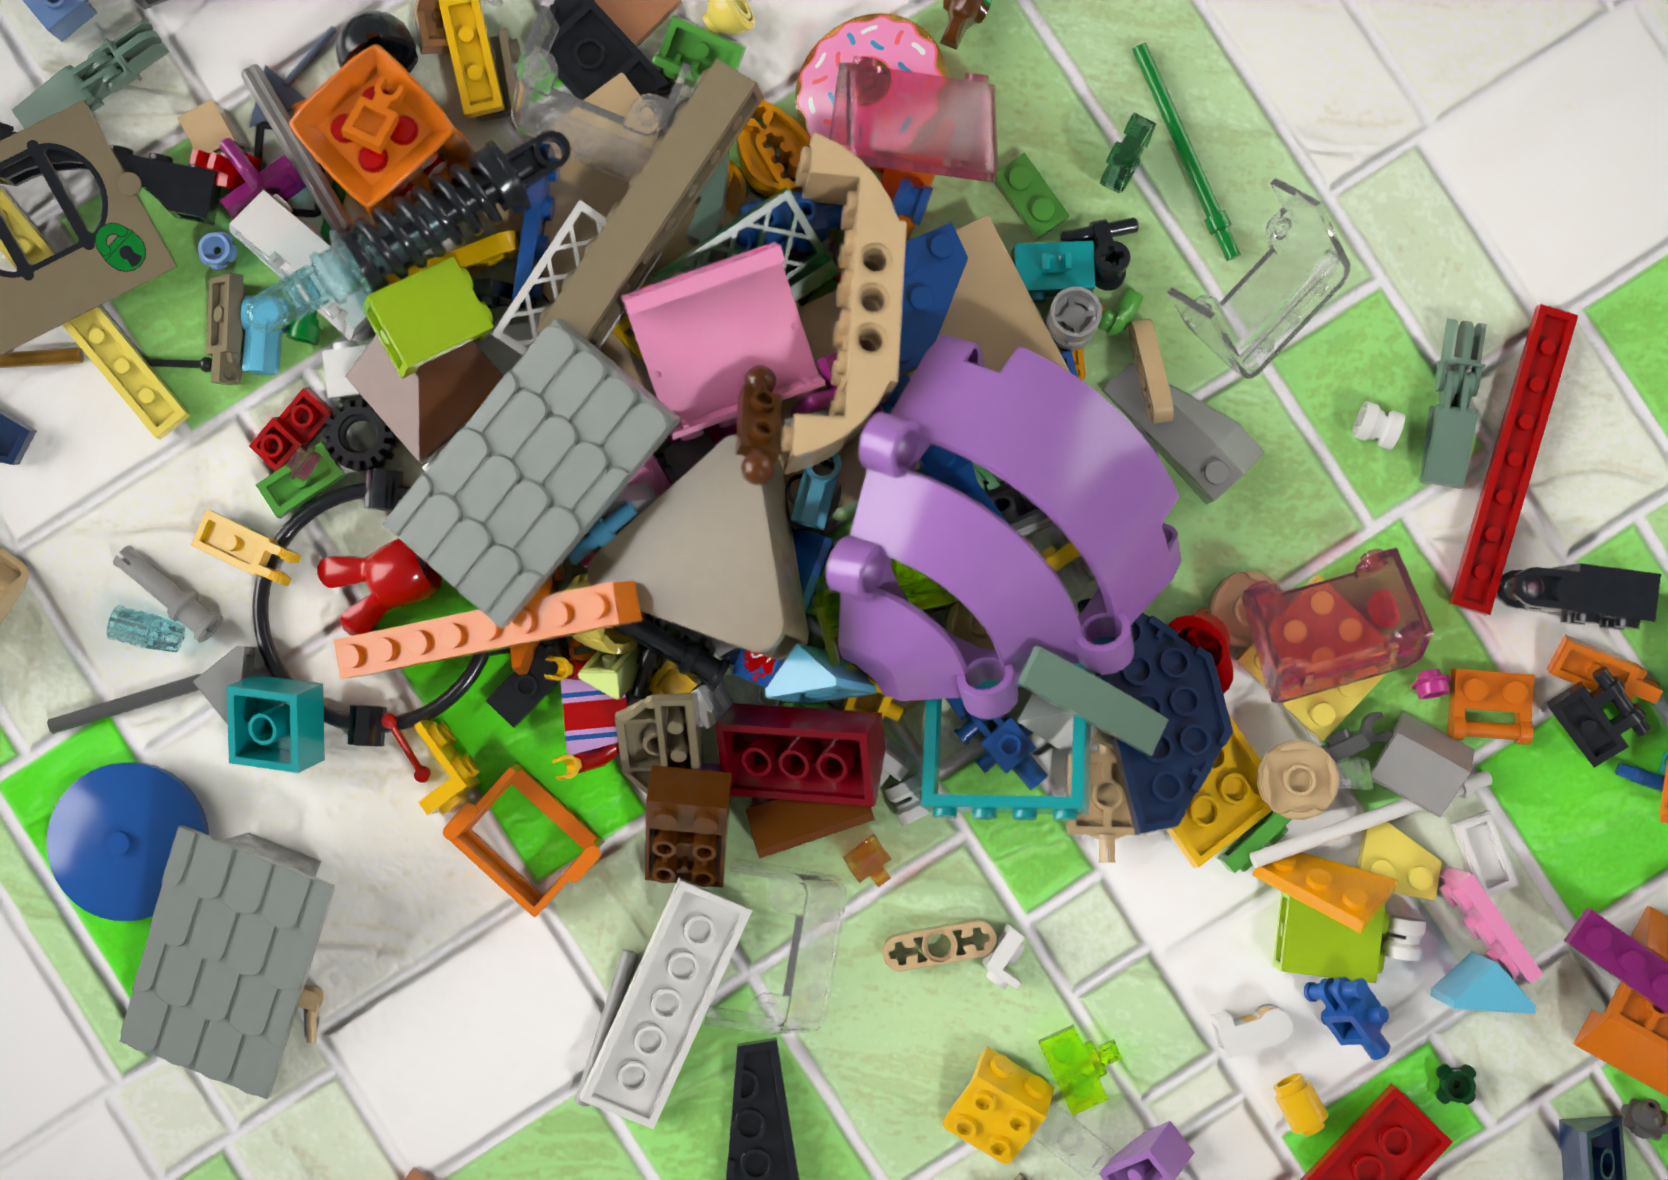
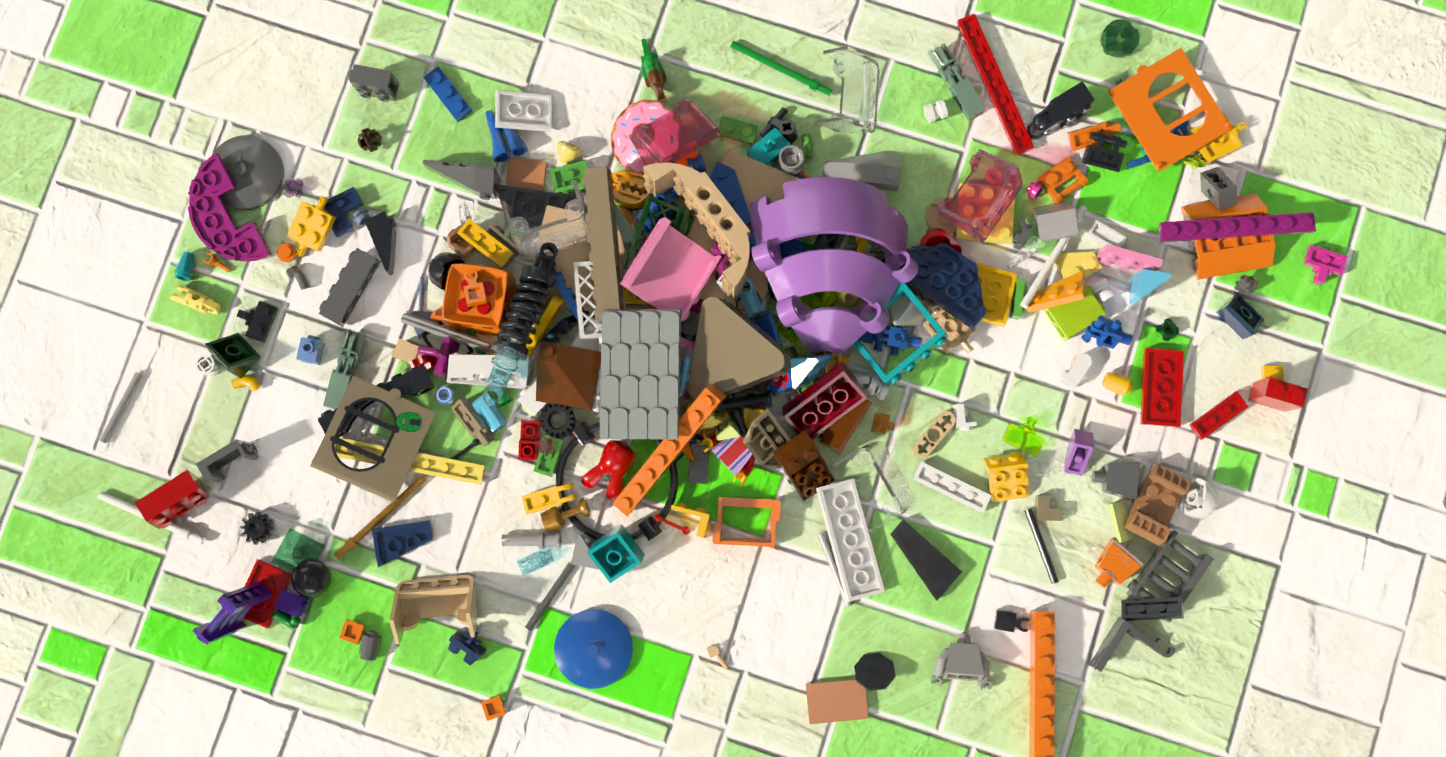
camera: 35 degrees left, 5 degrees down
(227, 957) = (671, 659): light grey piece -> none
(229, 588) = (554, 519): none -> pearl gold piece
(427, 315) = (551, 350): lime panel -> none
(759, 425) = (710, 289): reddish brown plate -> none
(896, 1052) = (951, 487): none -> white plate
(1092, 700) = (916, 291): sand green slope -> none
(1125, 156) = (761, 85): clear green plate -> none
(1151, 371) = (835, 157): tan beam -> none
(1297, 779) = (1014, 262): tan tile -> none

